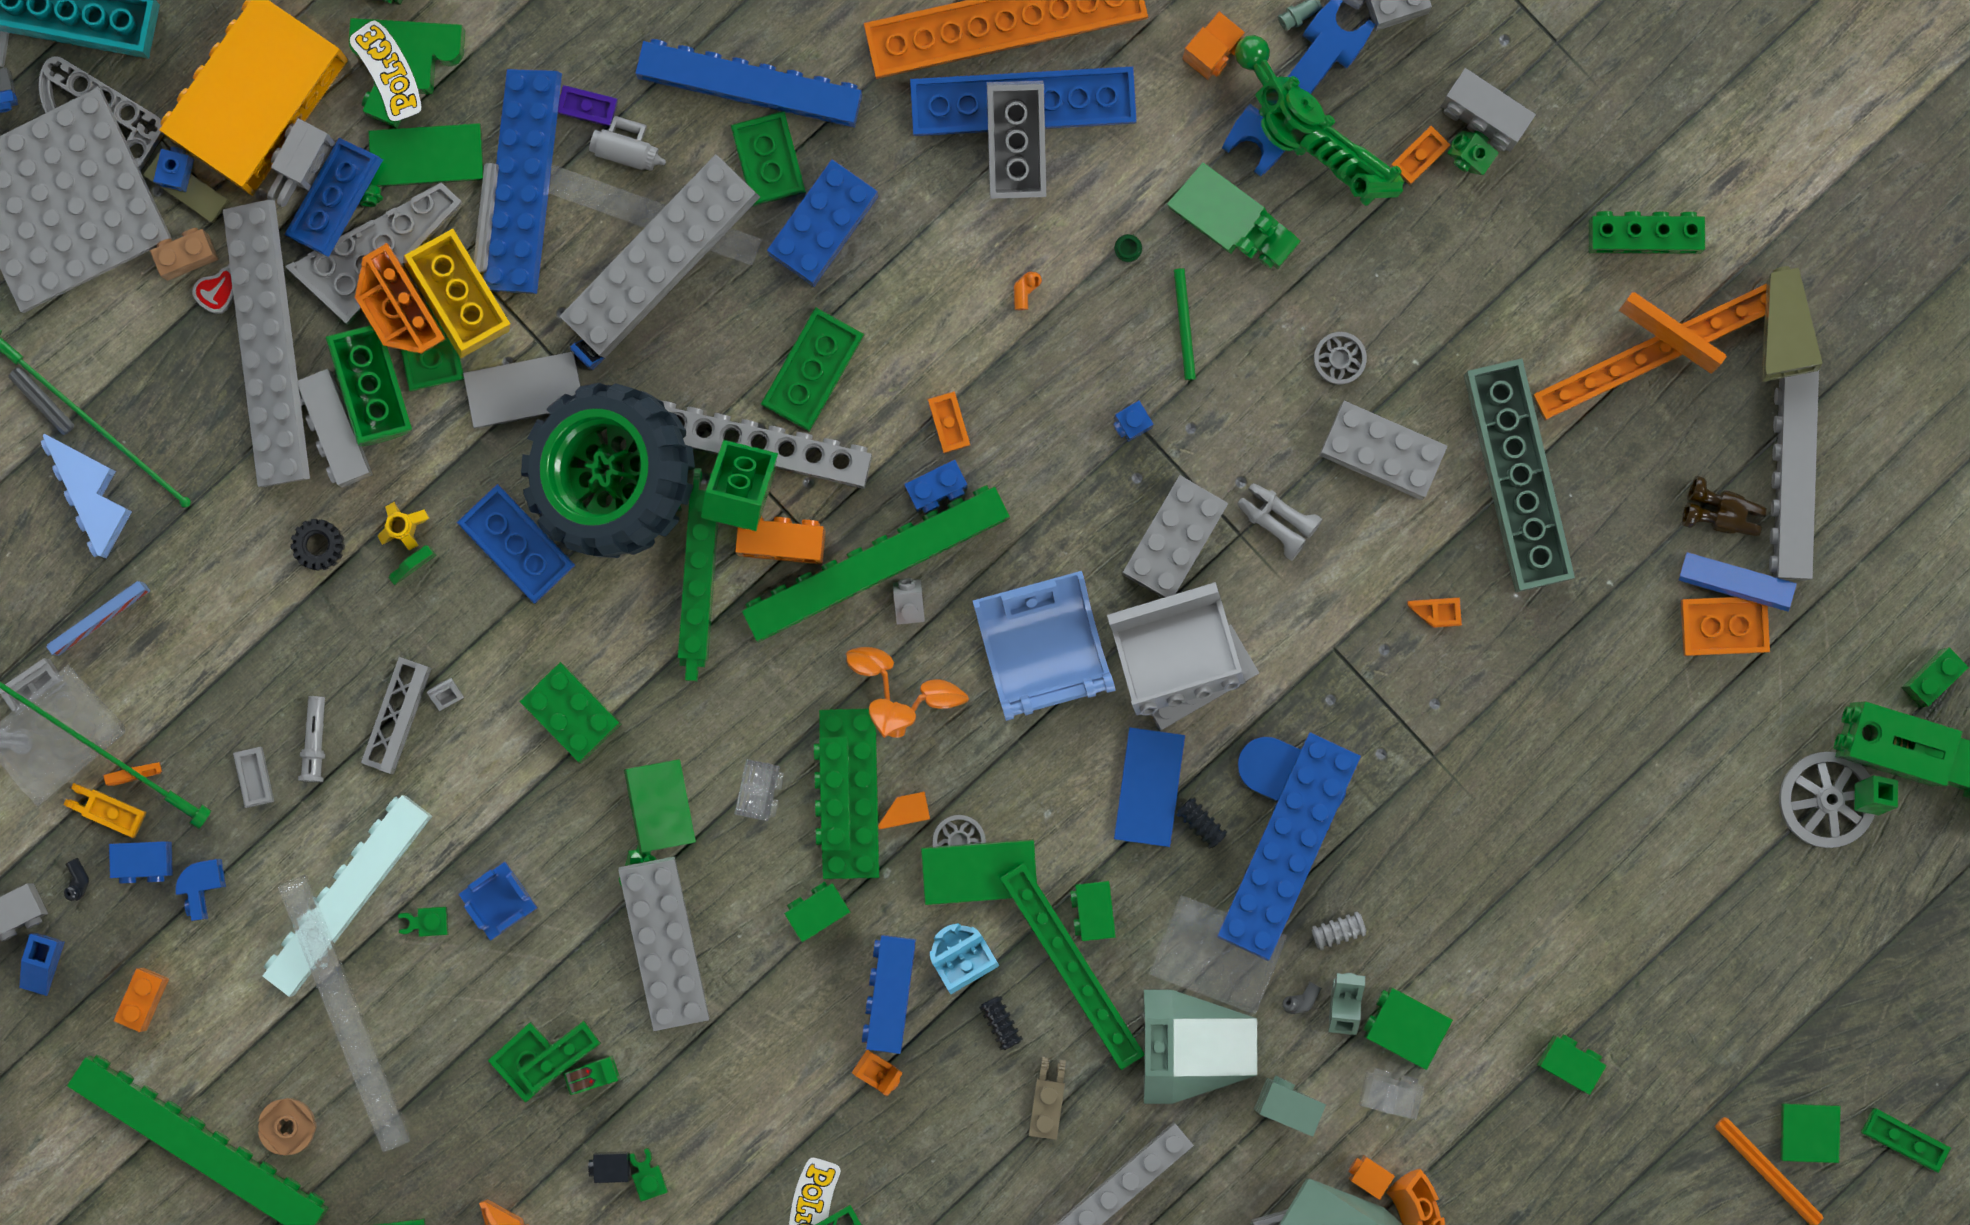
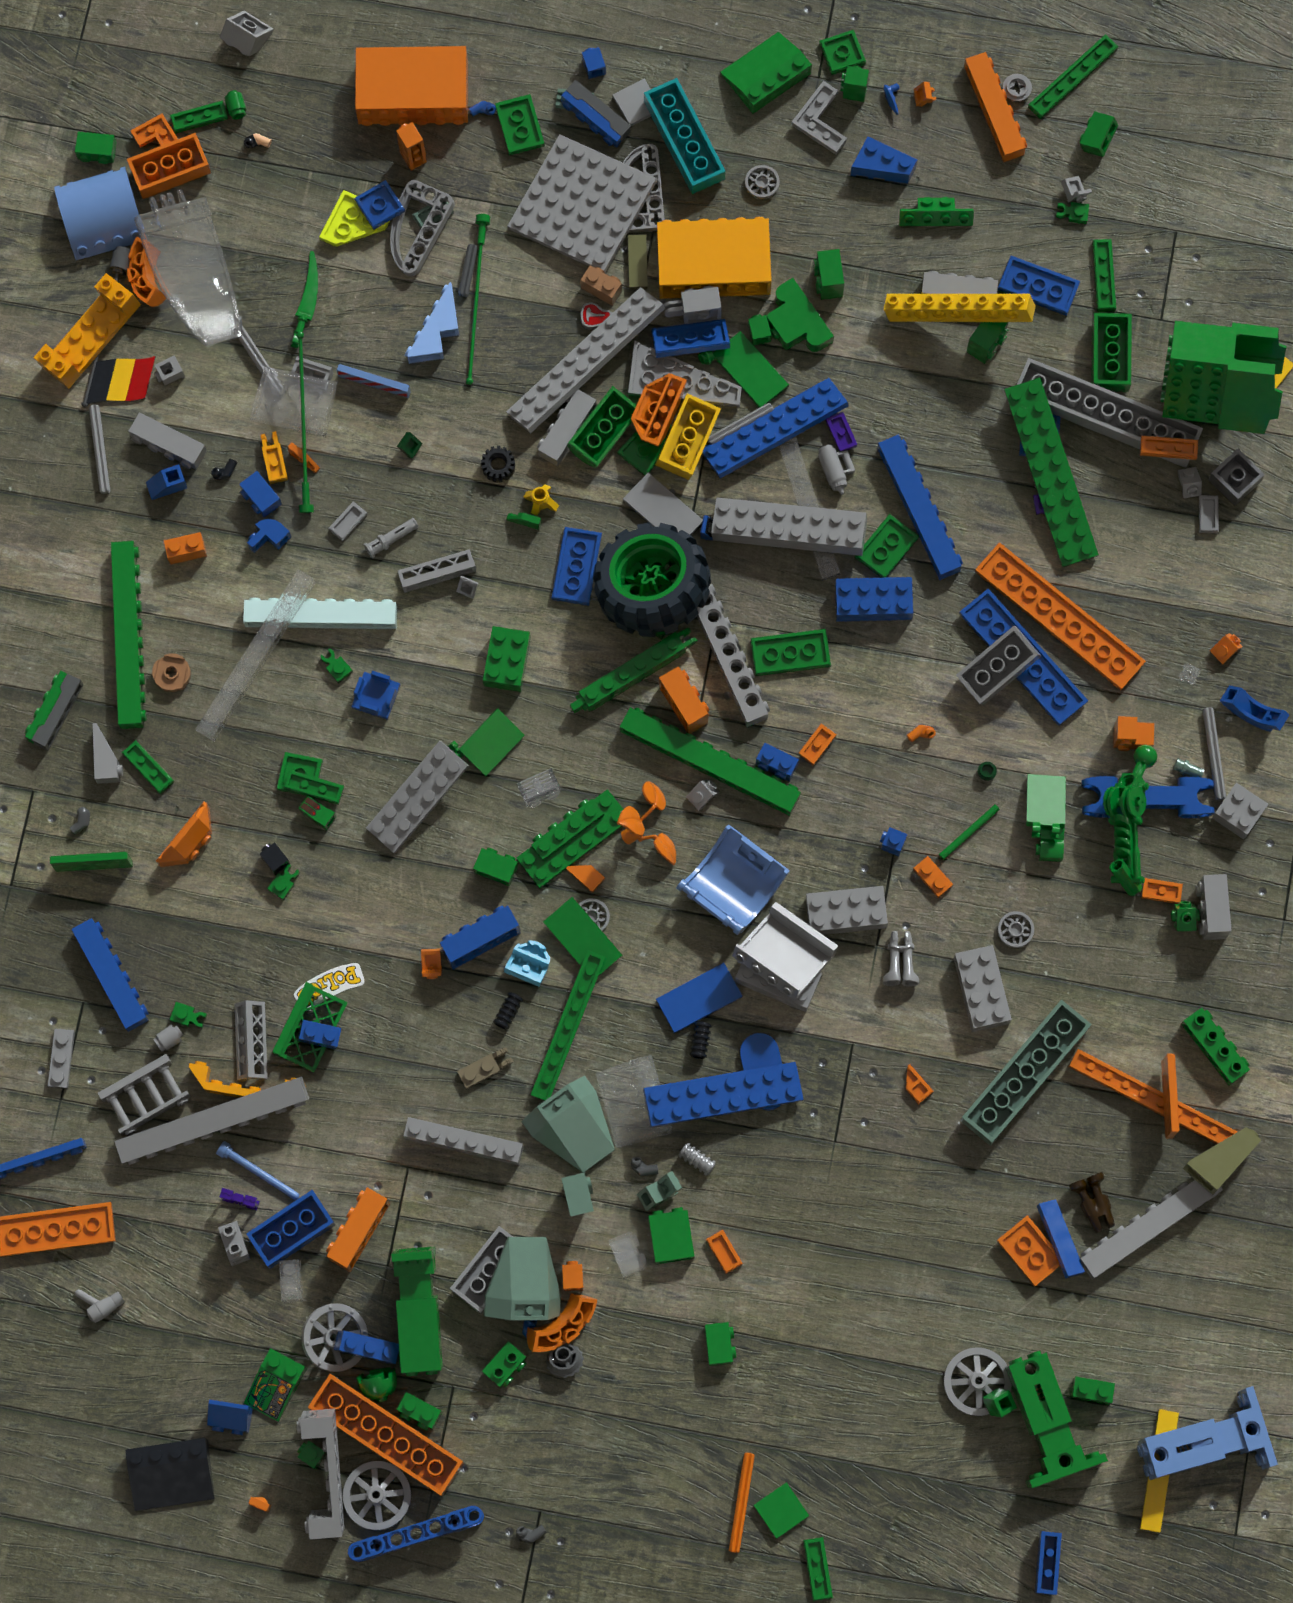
camera: 55 degrees right, 10 degrees down
(173, 169) = (642, 247): blue brick -> none
(213, 633) = (409, 445): none -> dark green plate
(388, 70) = (780, 316): sticker -> none
(739, 485) = (696, 653): green brick -> none
(1094, 911) = (608, 1015): green brick -> none
(1206, 406) = (933, 877): none -> orange plate
(1467, 978) = (724, 1251): none -> orange tile

